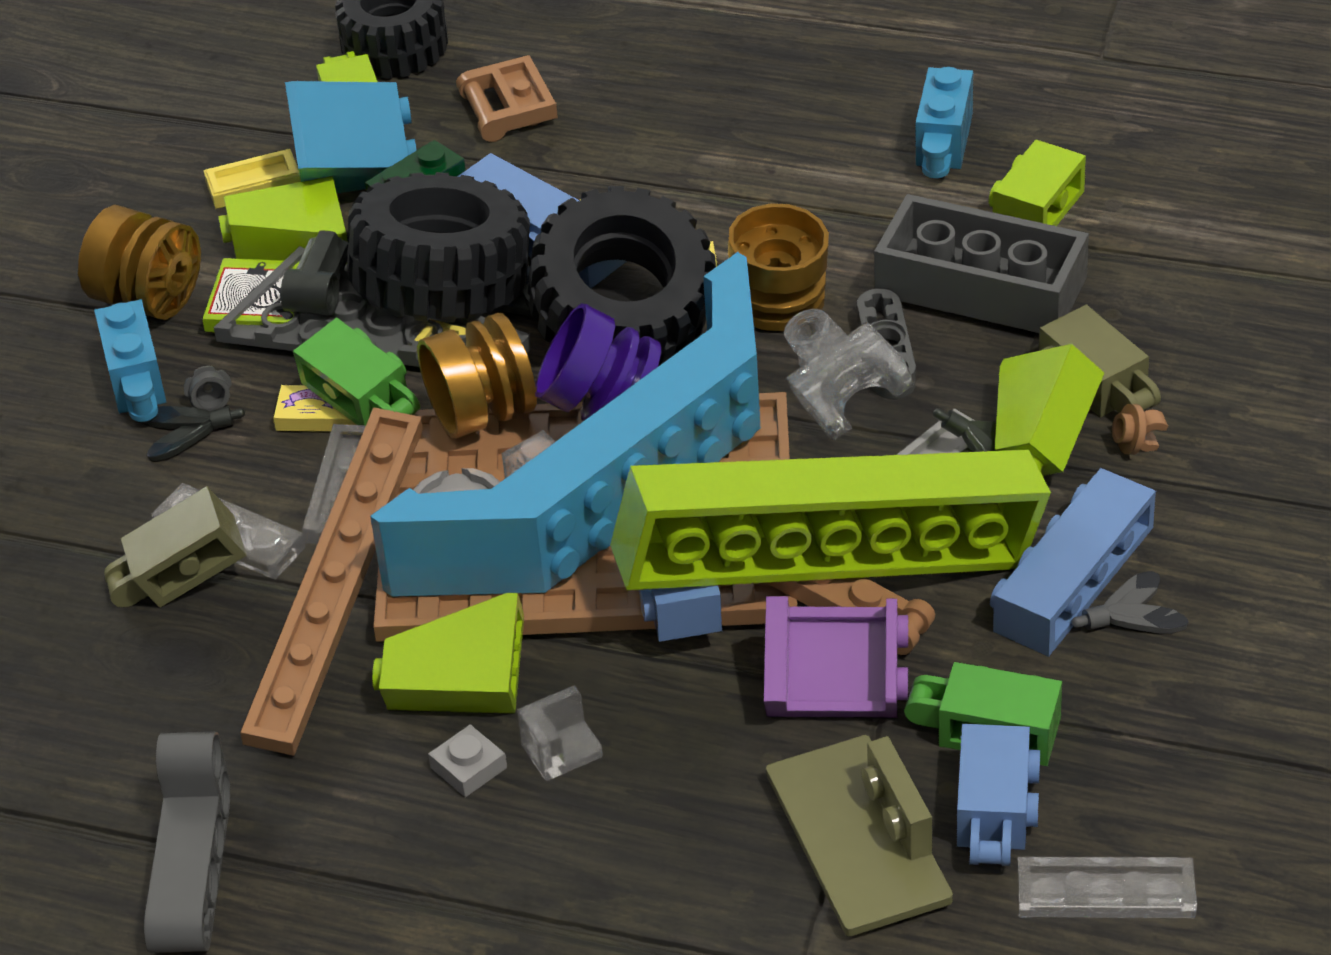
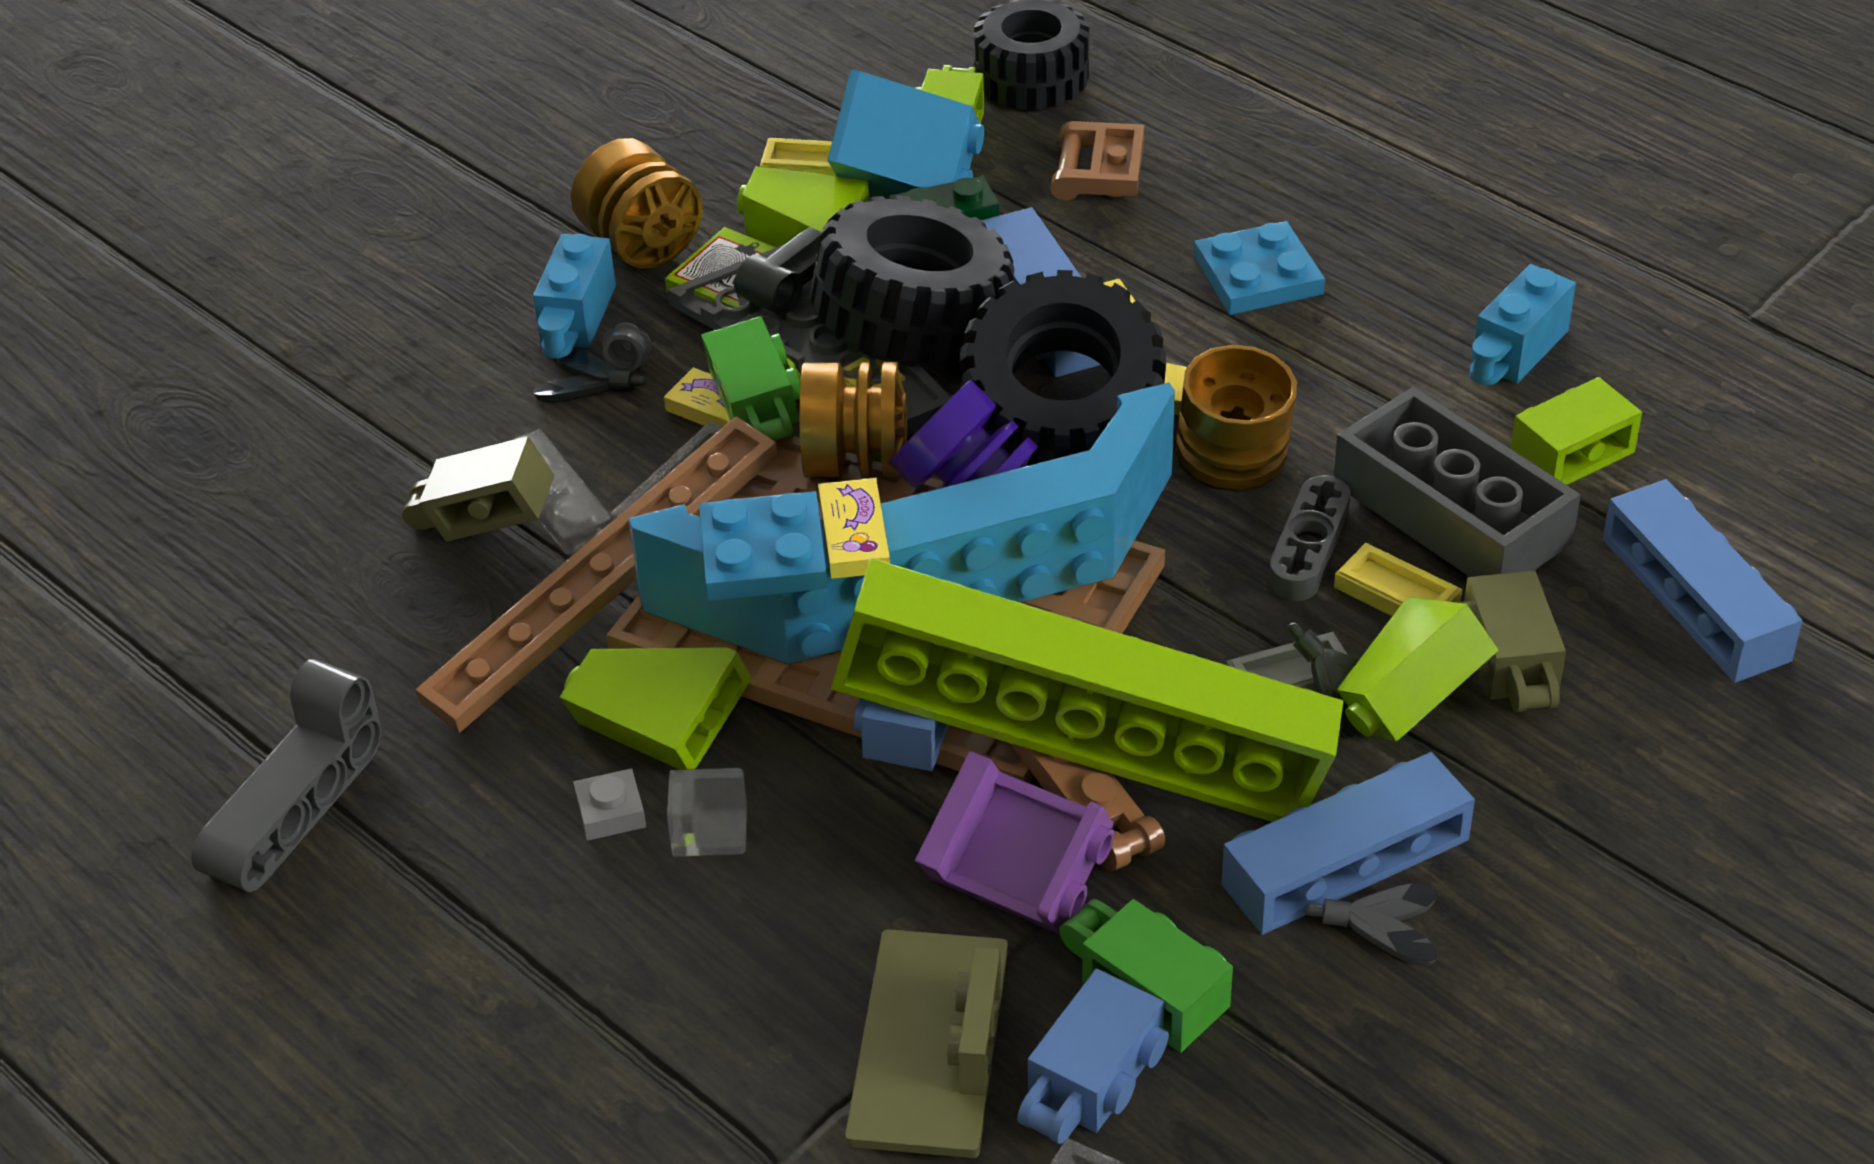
camera: 25 degrees right, 0 degrees up
(505, 495) = (762, 546): none -> dark azure plate
(571, 454) = (852, 526): none -> light yellow tile
(698, 143) = (1258, 267): none -> dark azure plate
(839, 366) = (1231, 544): clear piece -> none
(971, 356) = (1389, 581): none -> light yellow tile
(1133, 427) = (1514, 727): medium nougat plate -> none
(1202, 269) = (1702, 580): none -> medium blue brick

